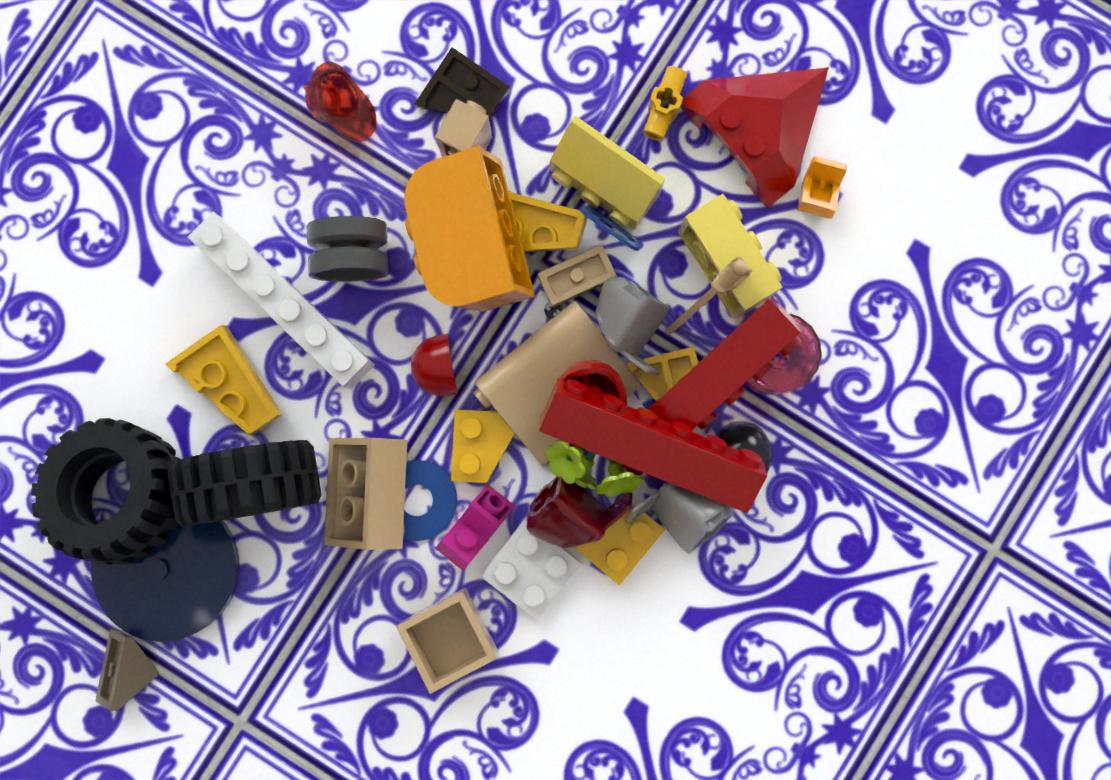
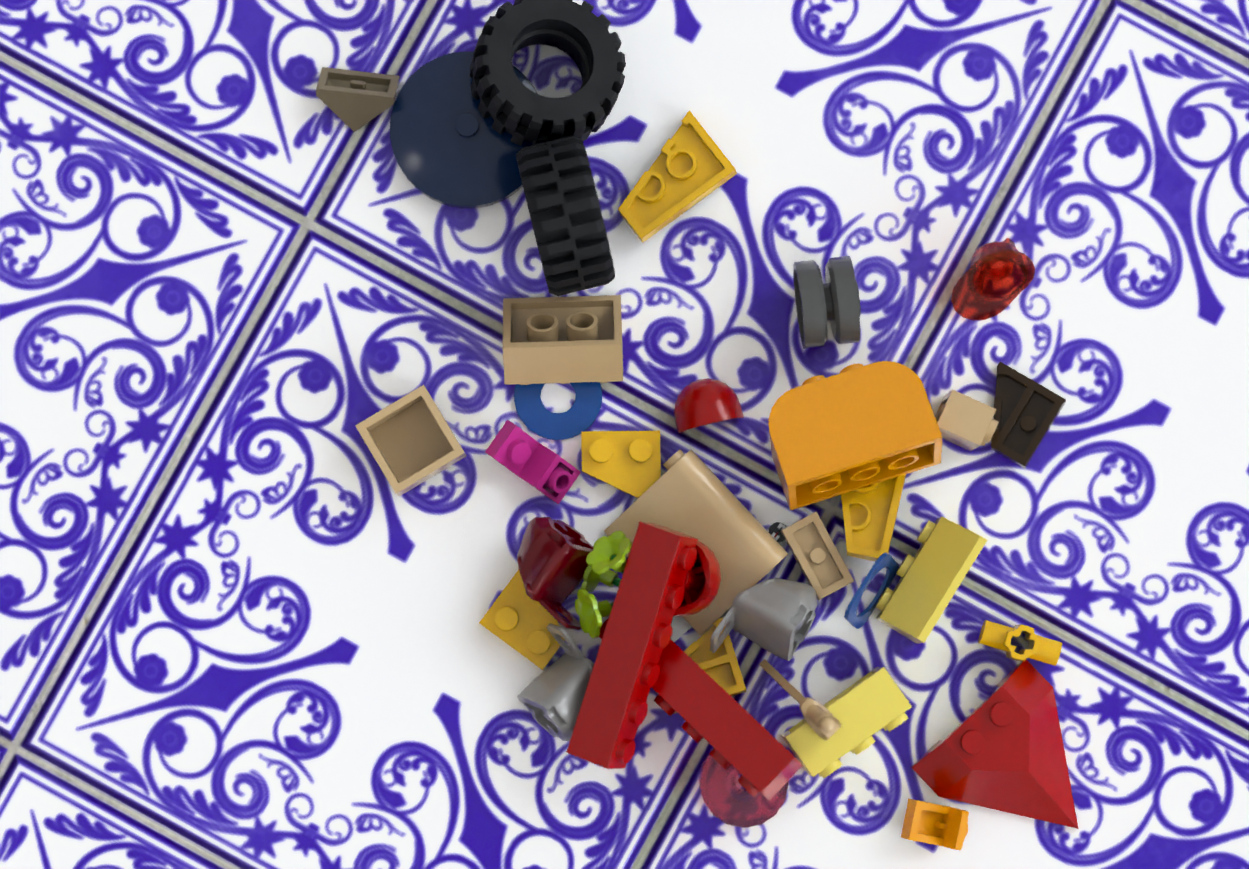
camera: 85 degrees right, 0 degrees up
(281, 301) = (766, 233): white brick -> none
(530, 571) = (488, 525): white plate -> none
(748, 436) = (648, 759): black helmet -> none

